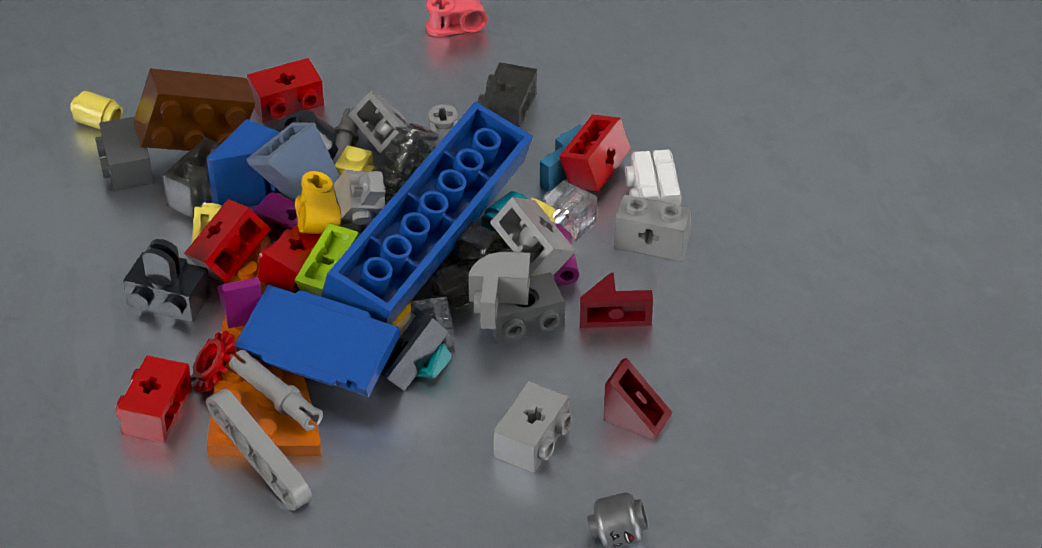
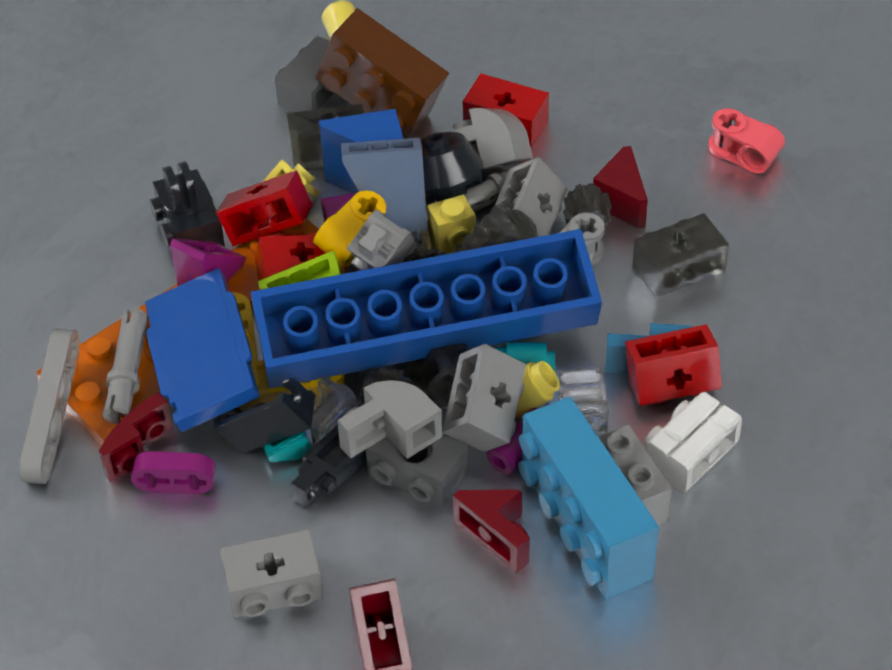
camera: 50 degrees right, 5 degrees up
(154, 398) = (54, 299): red brick -> none
(205, 371) = (131, 299): red gear -> none
(313, 98) = (498, 135): none -> light grey brick
(336, 427) = (126, 440): none -> dark red slope
(389, 426) = (173, 472): none -> magenta beam
(417, 105) = (587, 200): none -> clear smoke gear
(426, 85) = (625, 188): none -> dark red slope
(471, 343) = (324, 468): none -> black hinge
(652, 246) = (588, 498): none -> dark azure brick

